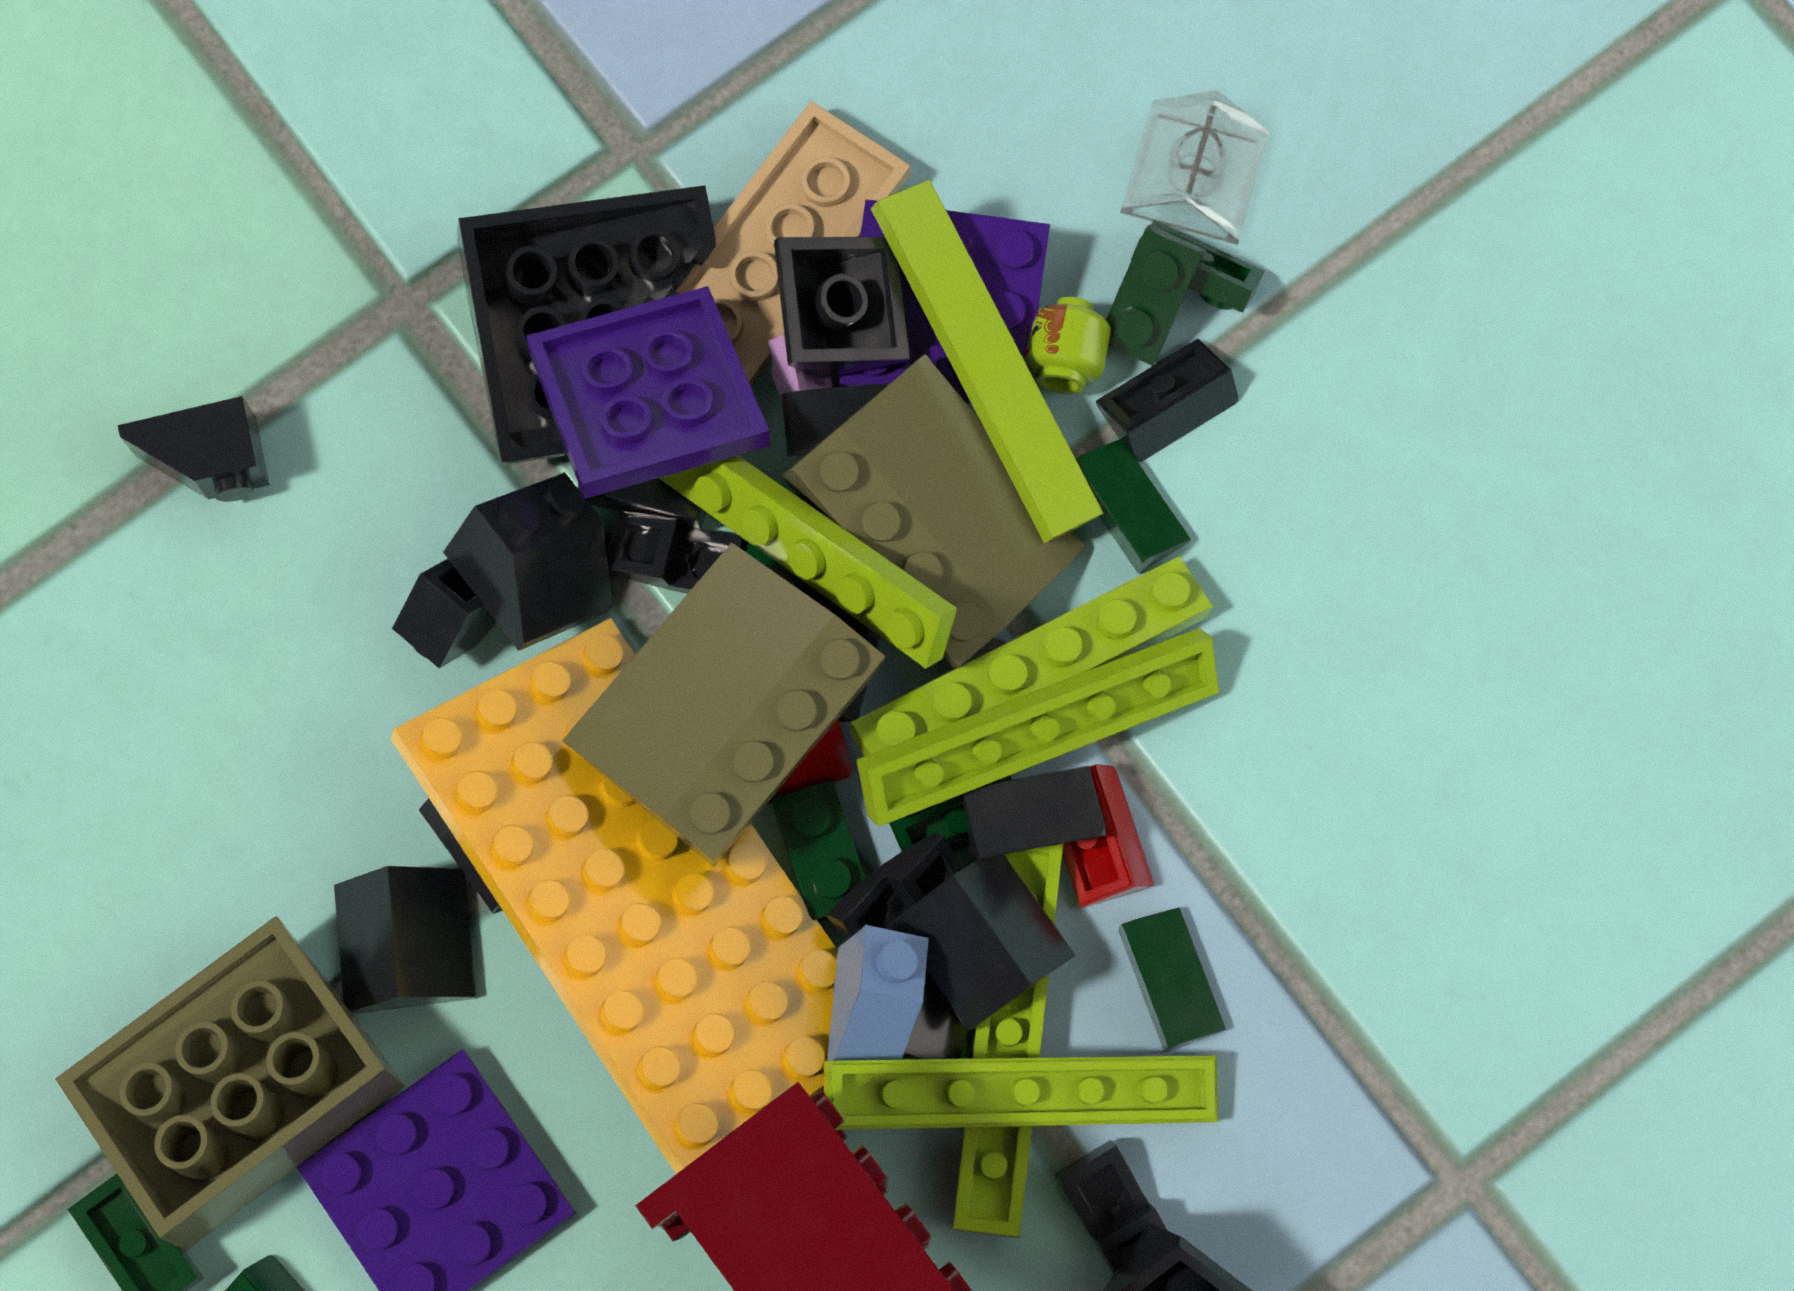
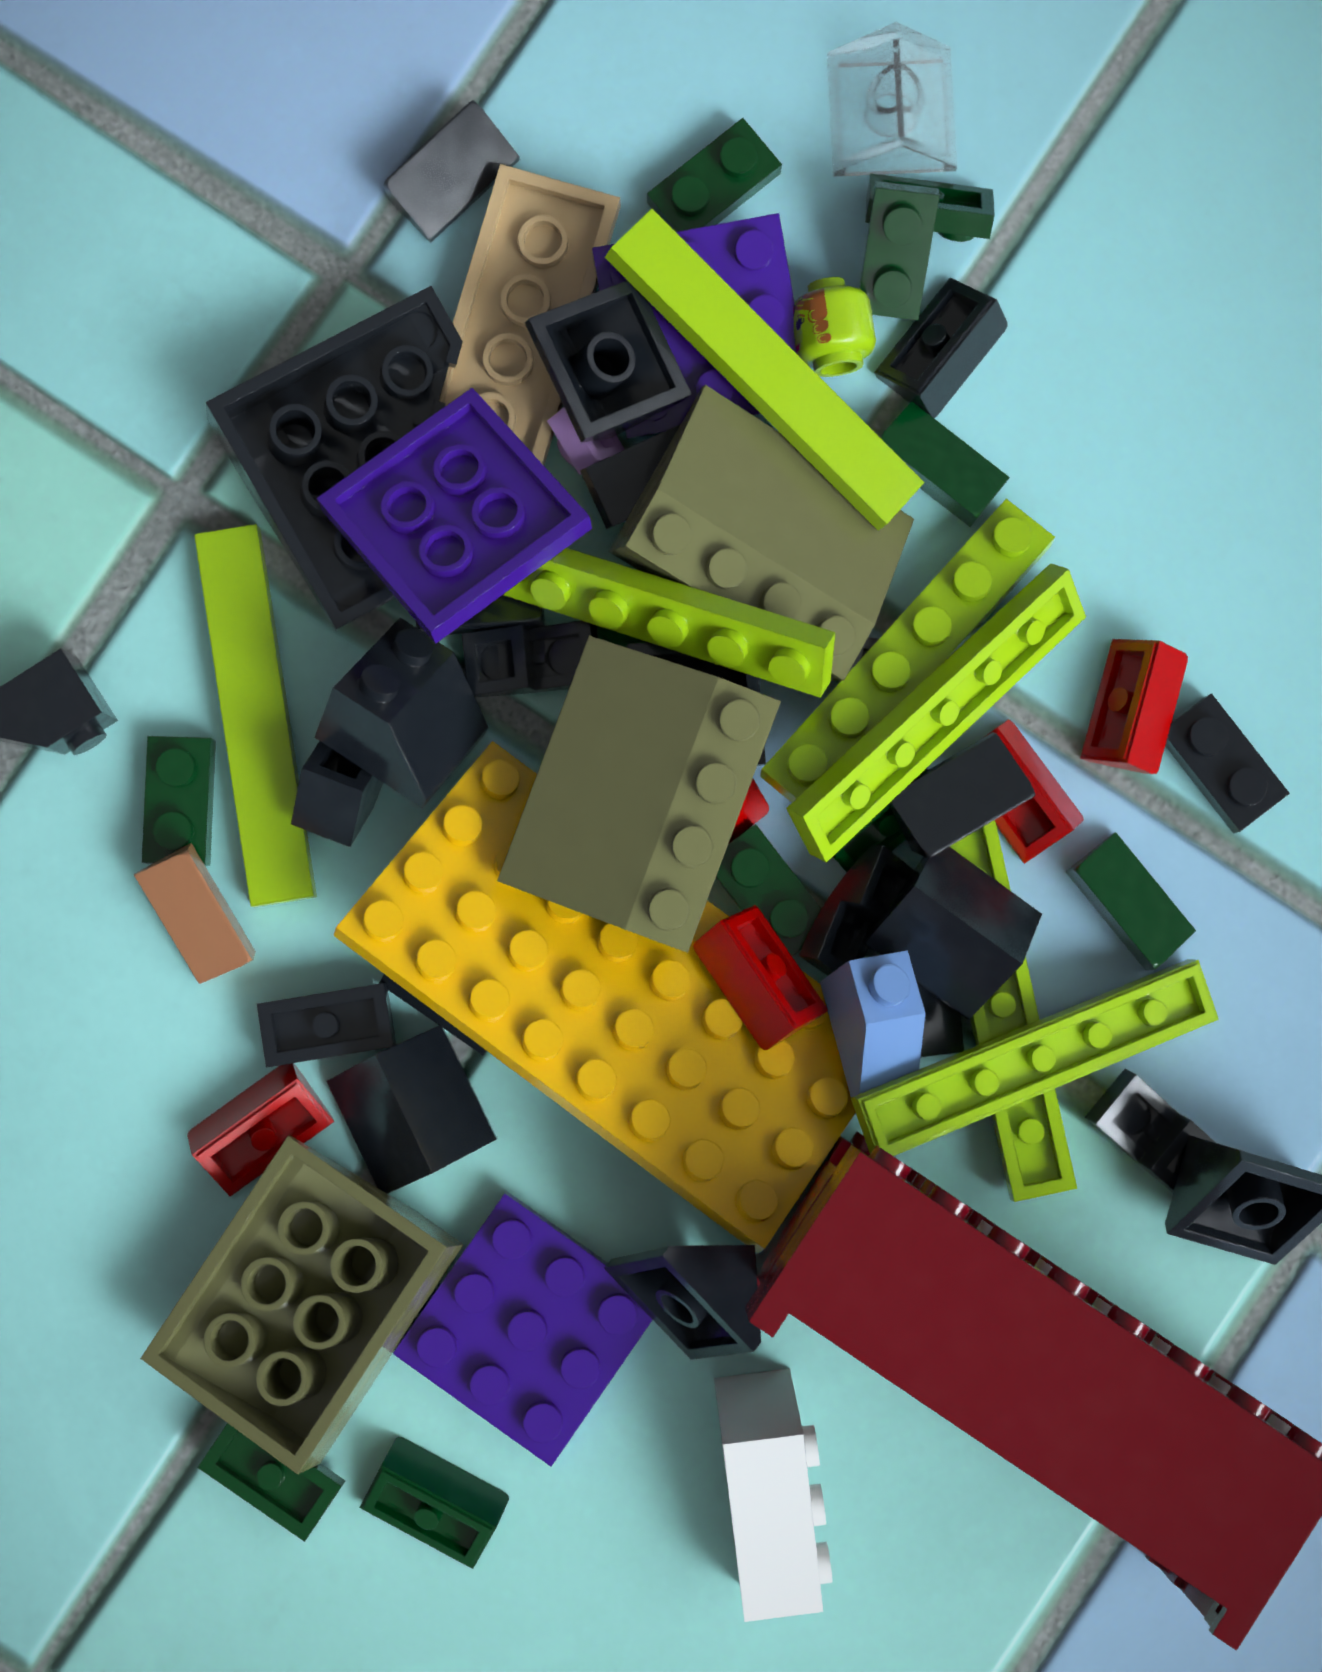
camera: 20 degrees left, 10 degrees up
(235, 906) = (250, 1129): none -> red slope
(271, 683) = (195, 914): none -> nougat slope
(297, 576) = (178, 796): none -> dark green plate
(353, 829) = (326, 1025): none -> black plate
(397, 522) = (254, 714): none -> lime tile
(595, 1194) = (695, 1295): none -> black slope
(763, 93) = (450, 171): none -> slope
(780, 920) = (759, 977): none -> red slope
(1007, 179) = (715, 180): none -> dark green plate
(1238, 791) = (1135, 705): none -> red slope
(1306, 877) = (1224, 764): none -> black plate

